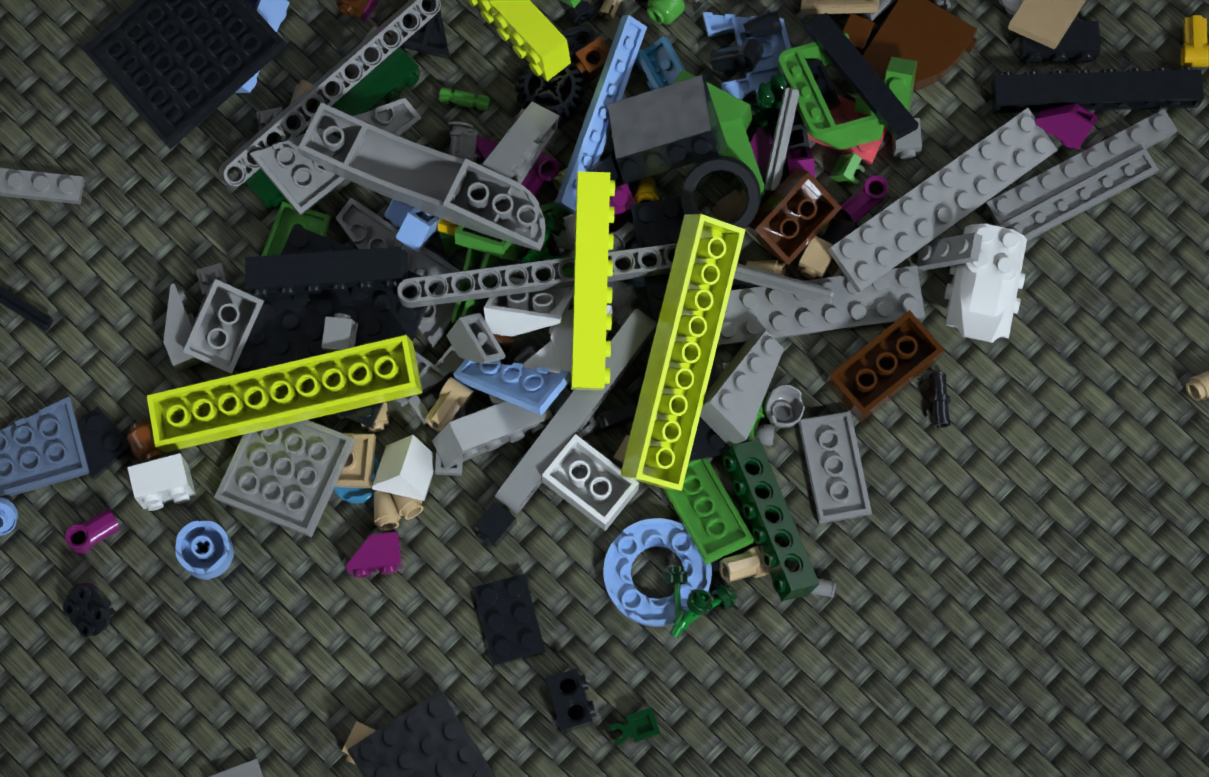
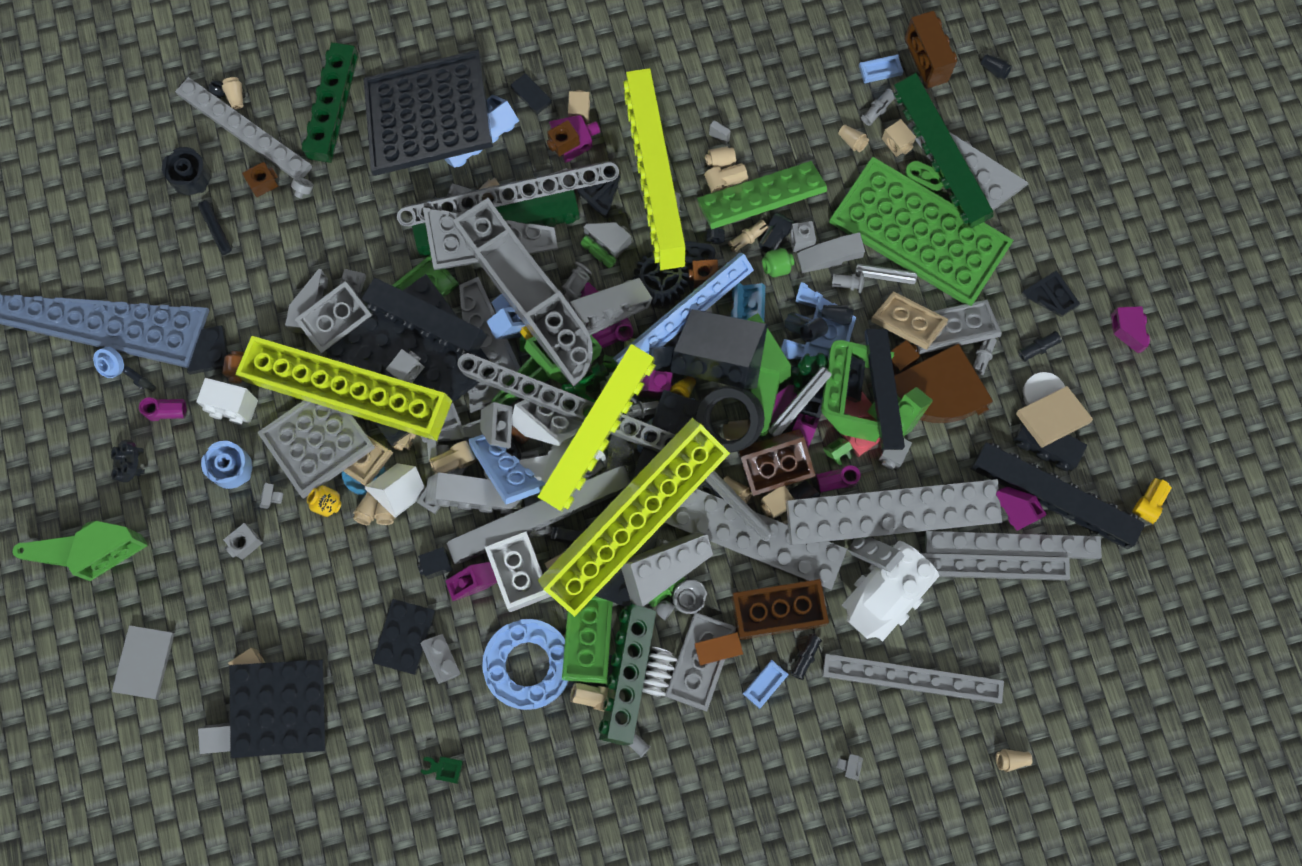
camera: 30 degrees right, 0 degrees up
(41, 233) = (255, 173): none -> reddish brown brick
(41, 517) = (139, 380): none -> piece
(44, 35) = (324, 149): none -> dark green brick
(89, 206) = (301, 186): none -> light grey tile
(114, 726) = (89, 552): none -> bright green slope
(268, 609) = (251, 544): none -> light grey brick
(269, 557) = (269, 496): none -> light grey tile
(335, 527) = (324, 501): none -> yellow head
(377, 554) = (341, 535): magenta slope -> none
(467, 75) = (610, 237): none -> light grey slope
(545, 521) = (471, 581): none -> magenta slope
(562, 619) = (440, 658): none -> light grey plate
(564, 702) = (403, 719): black brick -> none
(698, 600) = (536, 705): dark green plant -> none
(797, 499) = (658, 672): none -> white piece
(846, 442) = (718, 649): none -> dark orange tile
(914, 451) = (765, 684): none -> light blue tile
(1050, 483) = (851, 767): none -> light grey tile
(1059, 360) = (913, 678): none -> light grey plate

